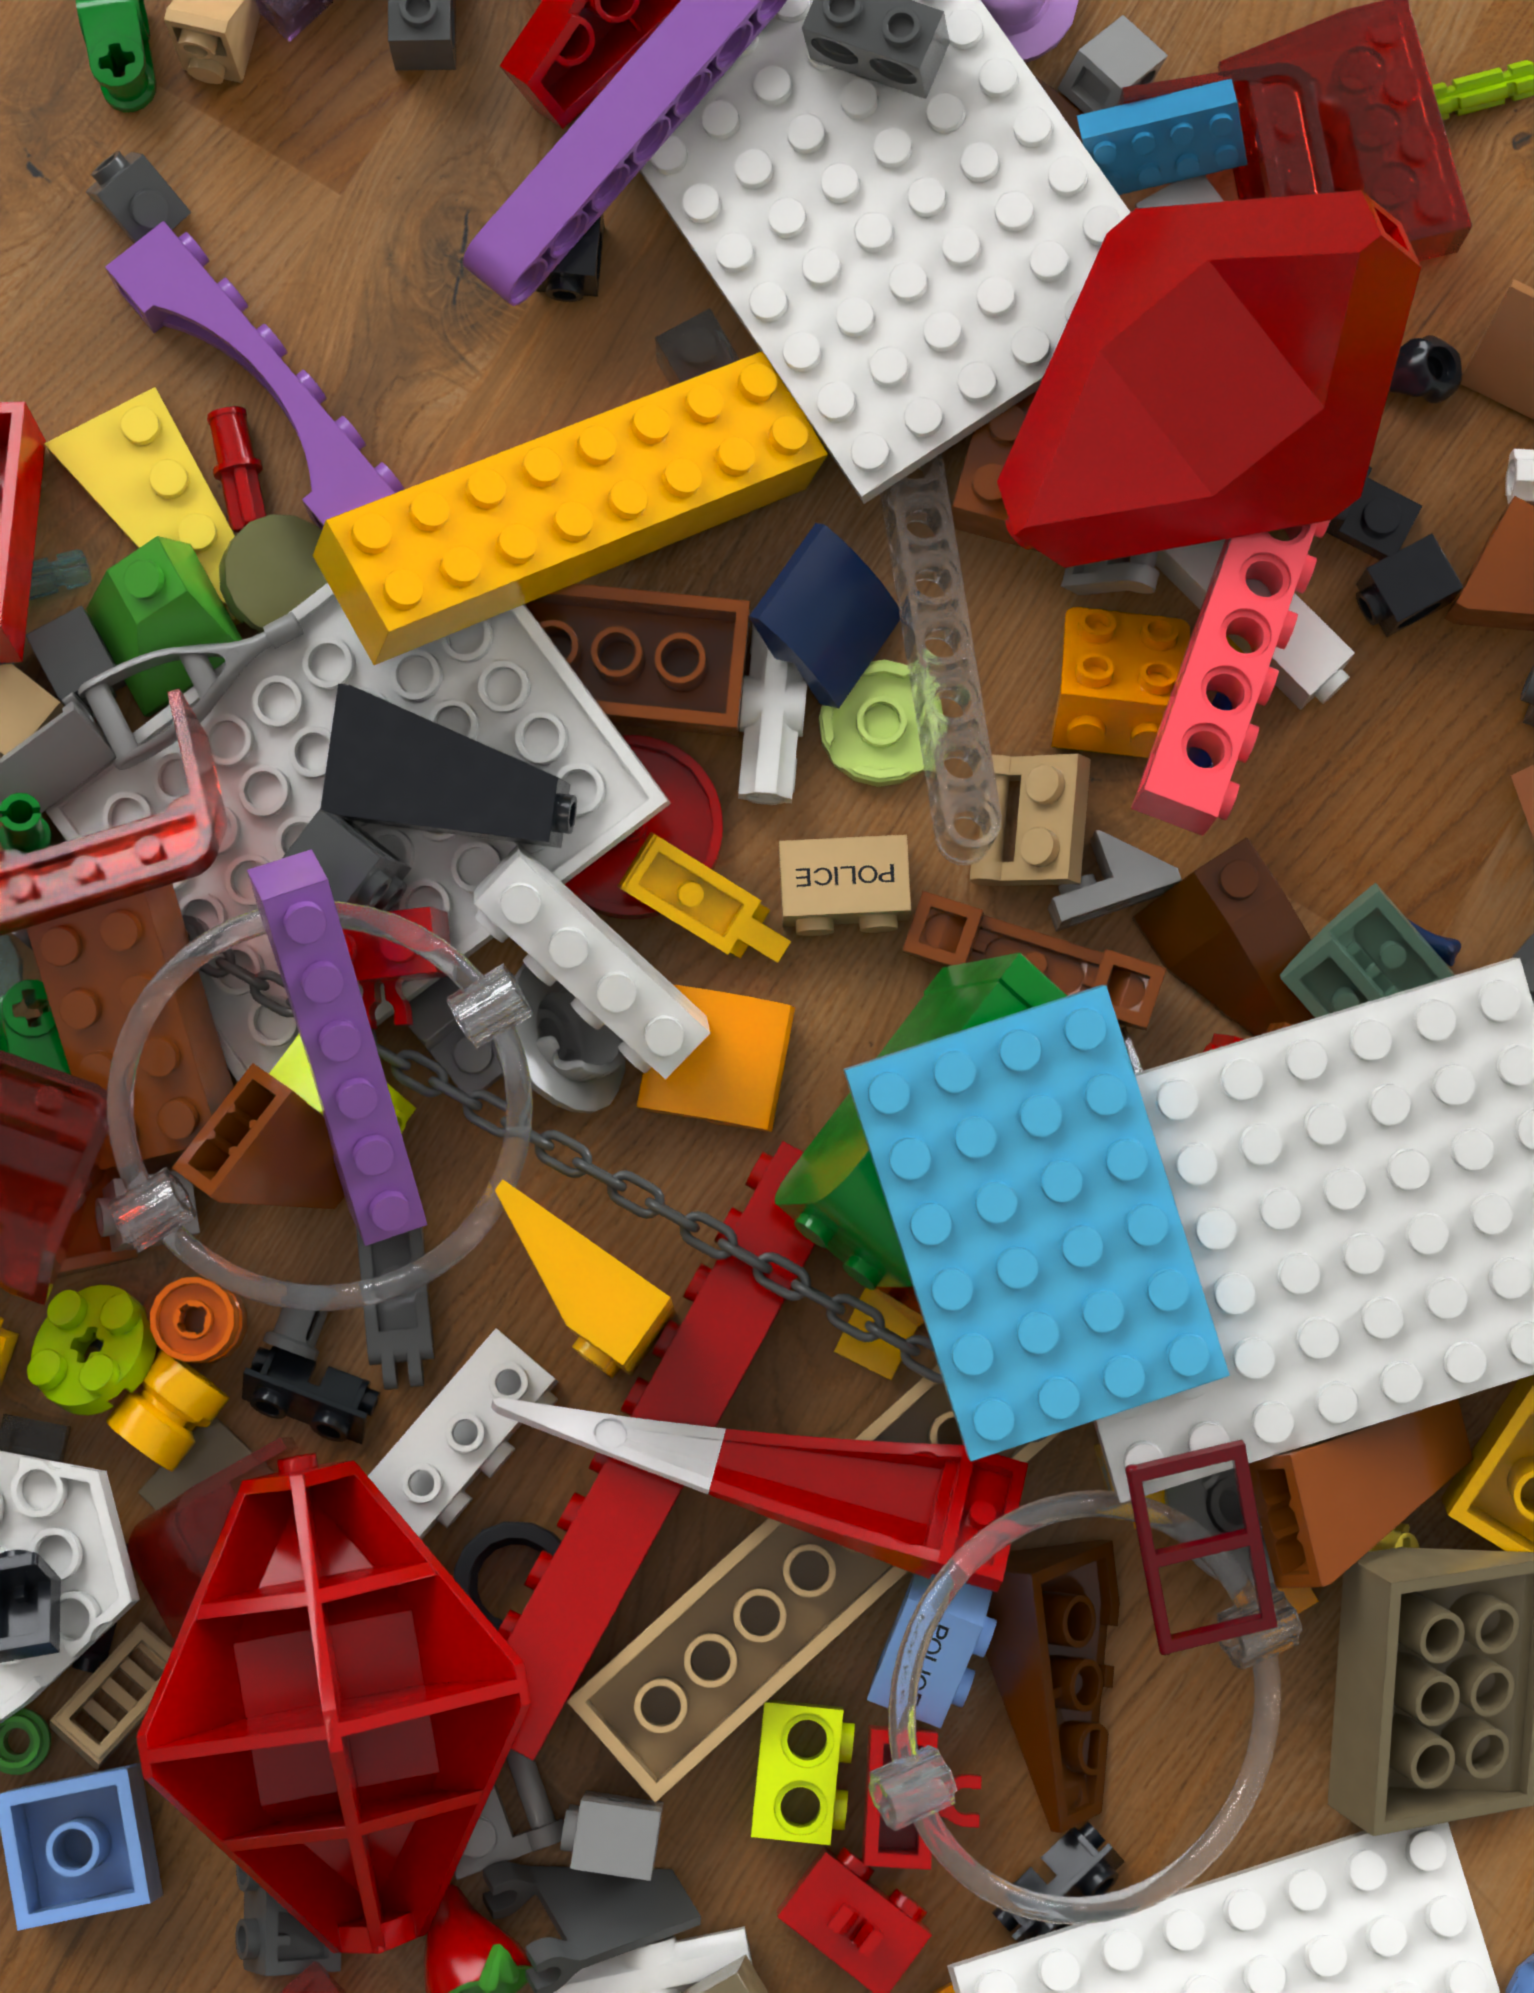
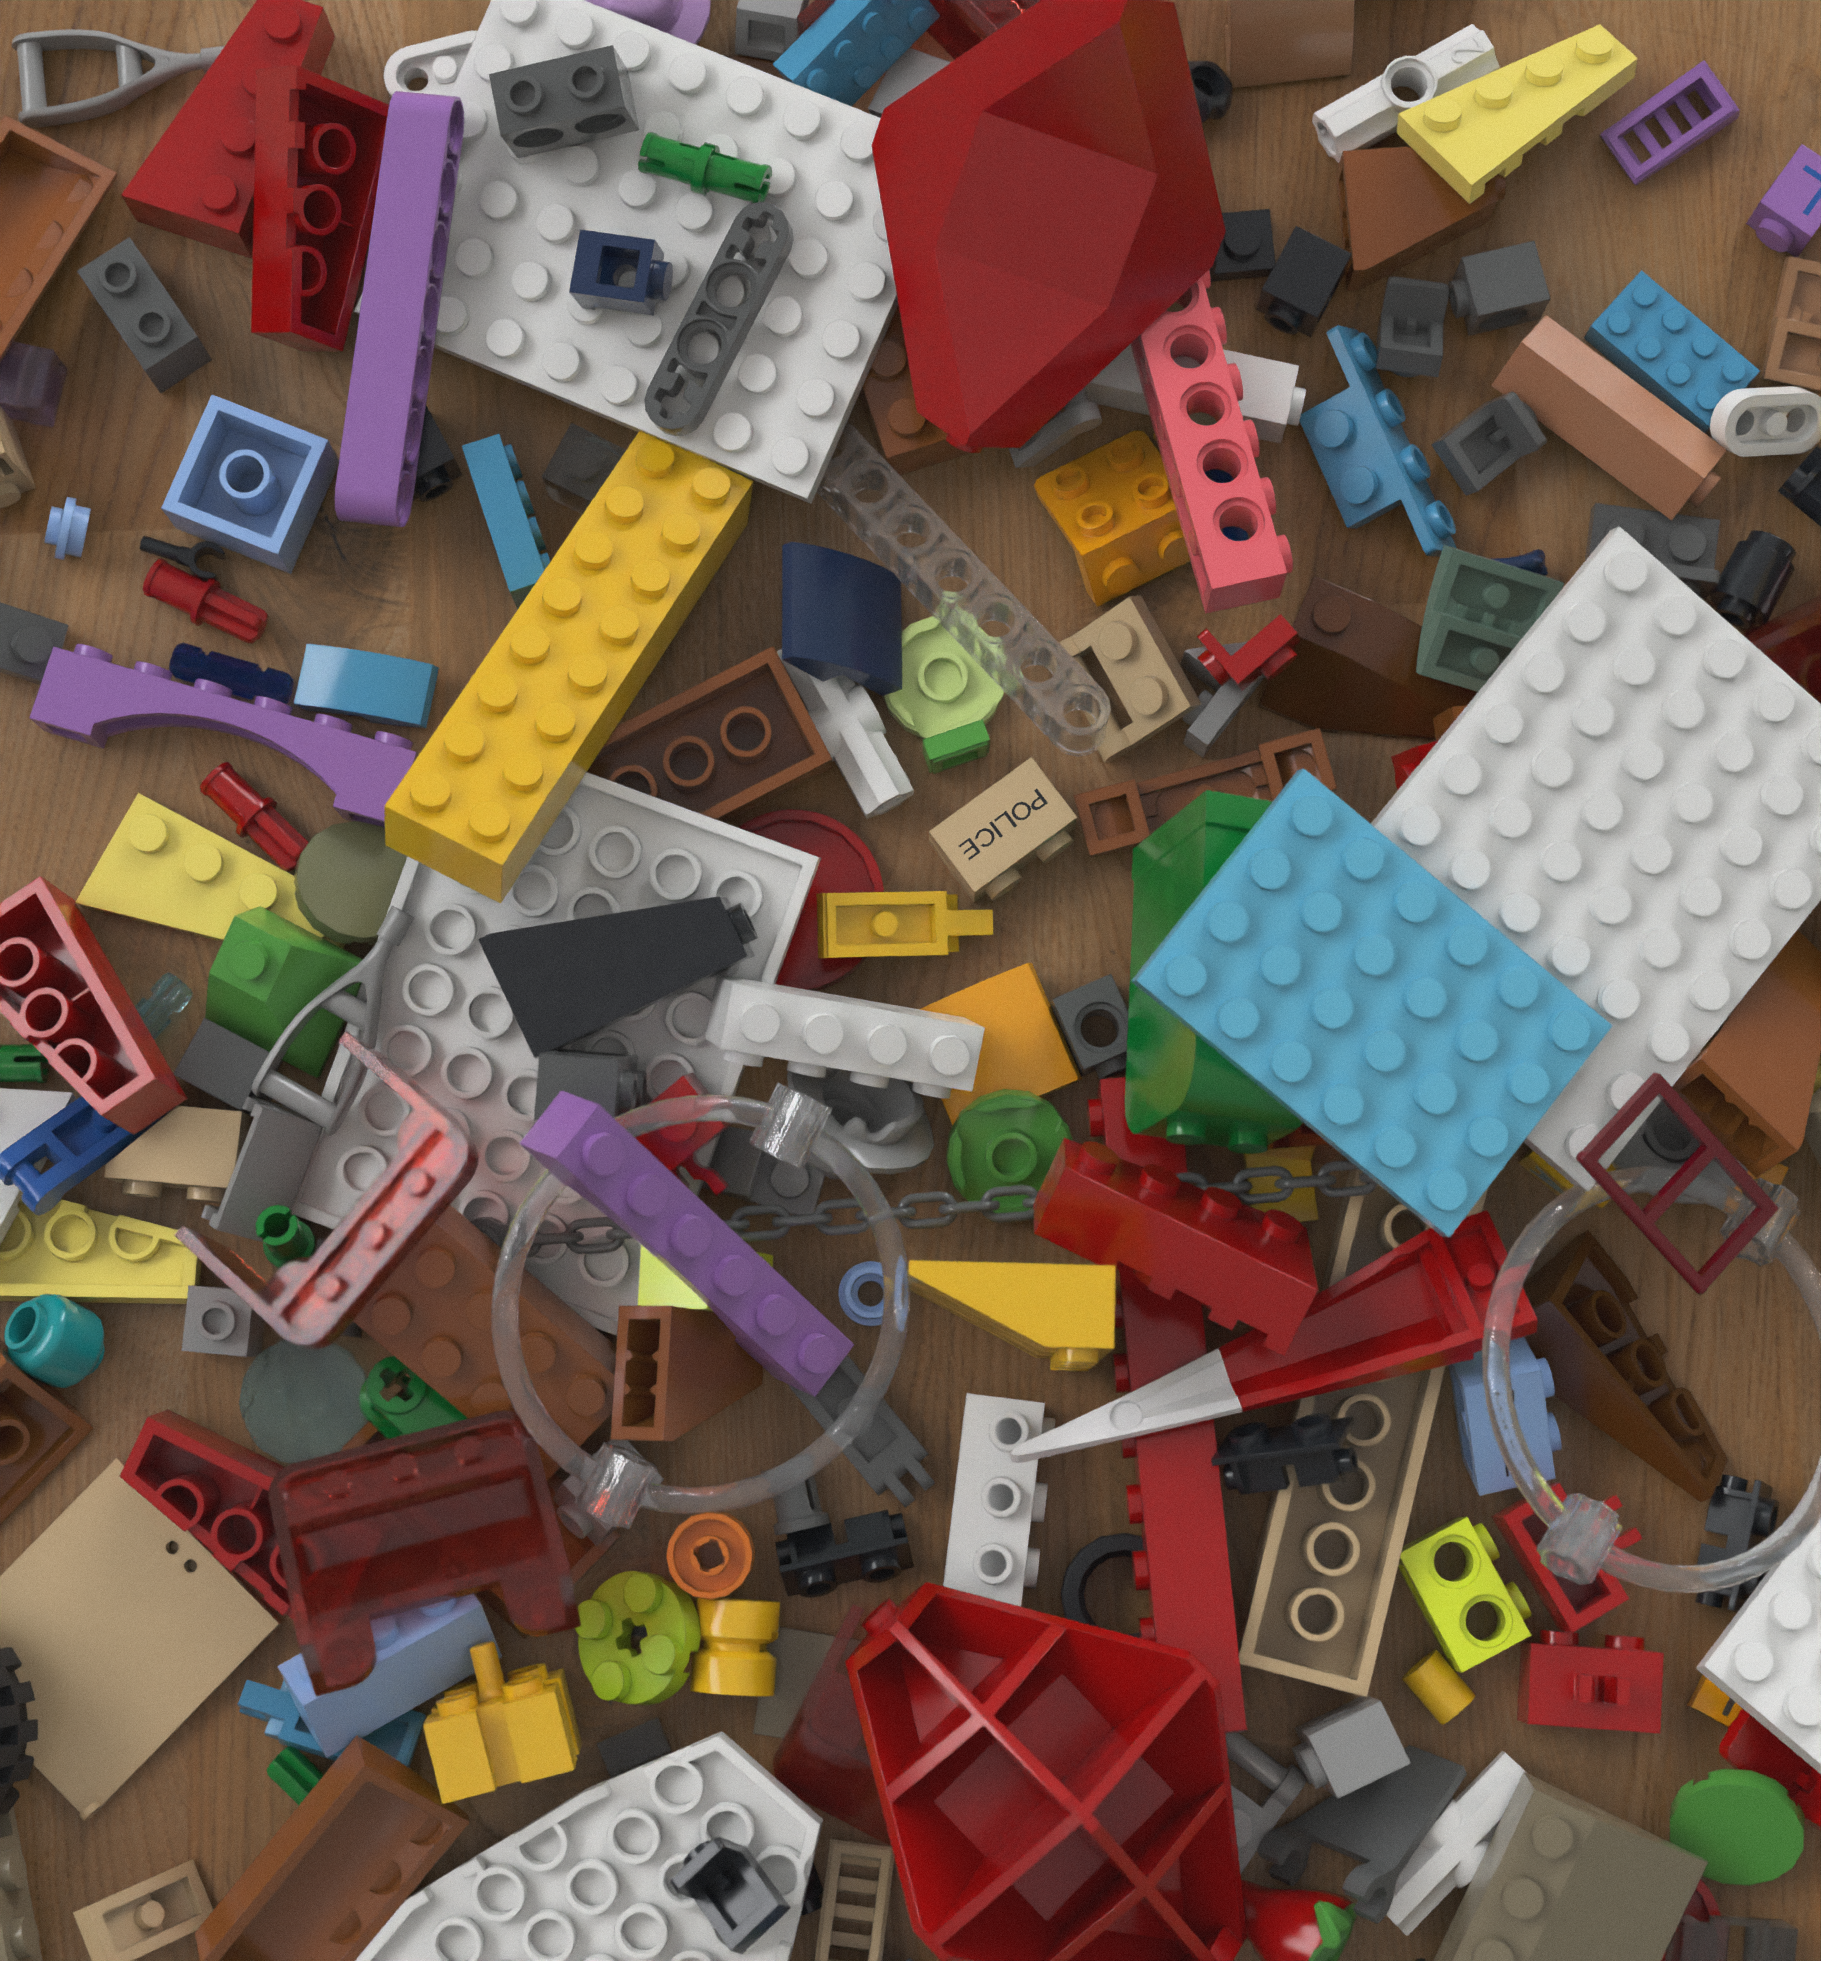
camera: 30 degrees left, 0 degrees up
(243, 132) = (67, 528): none -> light blue plate
(298, 339) = (240, 676): none -> clear blue axle
(314, 265) = (205, 602): none -> red axle
(324, 216) = (184, 555): none -> black hand
(399, 419) = (366, 685): none -> dark azure slope
(413, 190) = (251, 483): none -> light blue brick
(458, 1184) = (848, 1293): none -> light blue plate
(609, 347) = (506, 513): none -> dark azure piece
(673, 1144) = (1002, 1143): none -> bright green tile
(727, 1837) = (1438, 1687): none -> yellow hinge
(749, 1560) = (1258, 1454): none -> black hinge
(751, 1315) = (1180, 1238): none -> red wedge
(802, 1070) = (1091, 1000): none -> dark grey brick
(823, 188) = (605, 258): none -> dark blue brick
(852, 786) = (956, 747): none -> bright green tile
(879, 290) = (709, 315): none -> dark grey beam
(956, 165) = (704, 168): none -> green pin
(1156, 874) = (1264, 654): none -> red bracket
(1369, 764) = (1367, 451): none -> dark azure bracket
(1475, 683) = (1411, 327): none -> dark grey bracket
(1476, 822) = (1489, 441): none -> dark grey bracket

